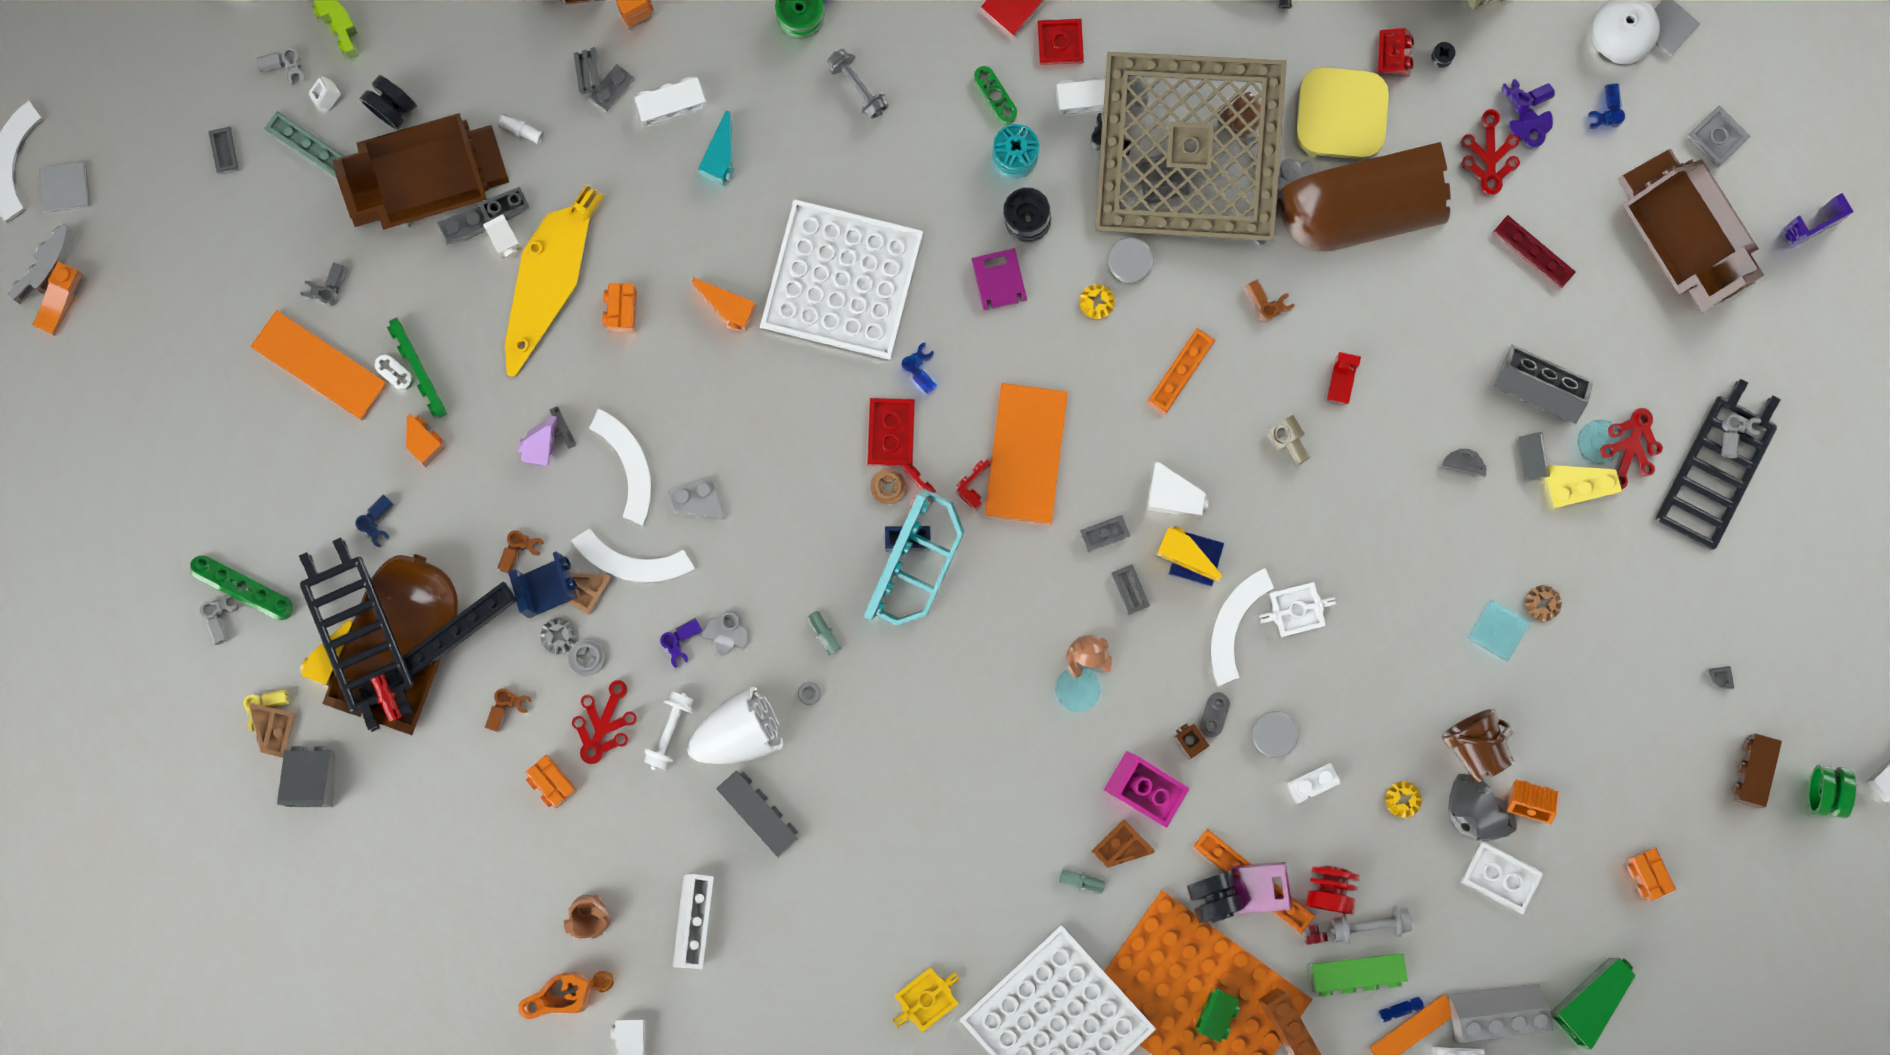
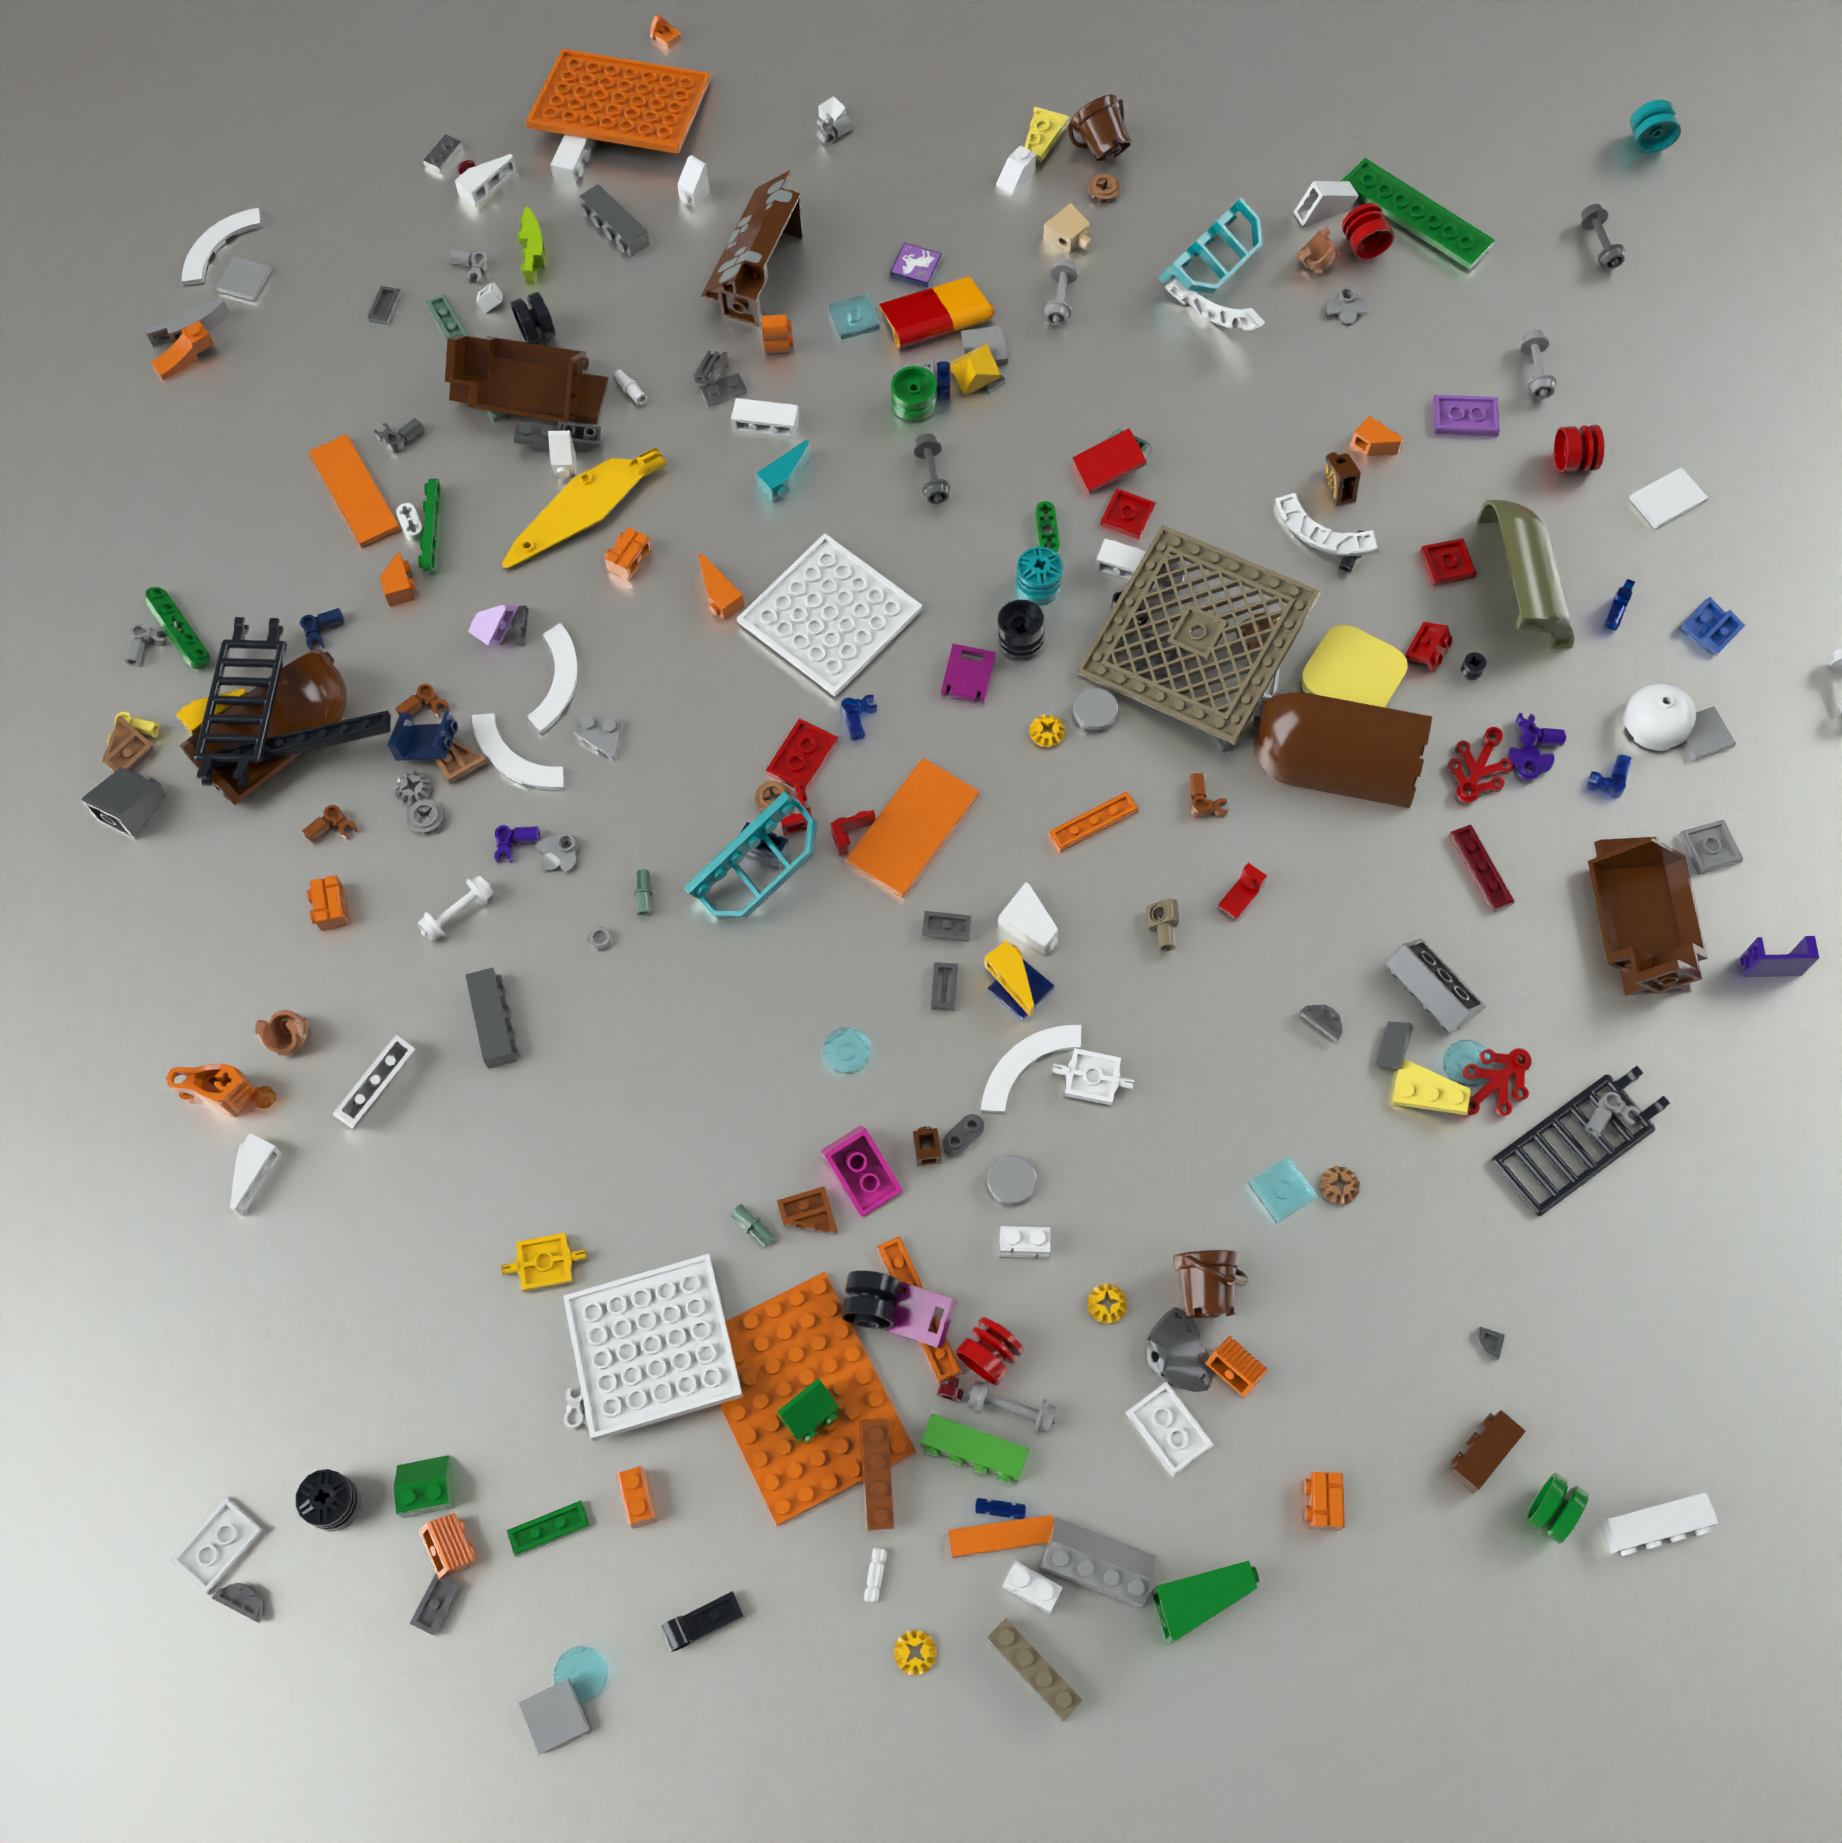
camera: 30 degrees right, 15 degrees down
(386, 698) = (228, 757): red pin -> none
(602, 725) = (403, 878): red plant -> none
(737, 731) = (516, 934): white cylinder -> none
(1089, 652) = (875, 1018): nougat helmet -> none

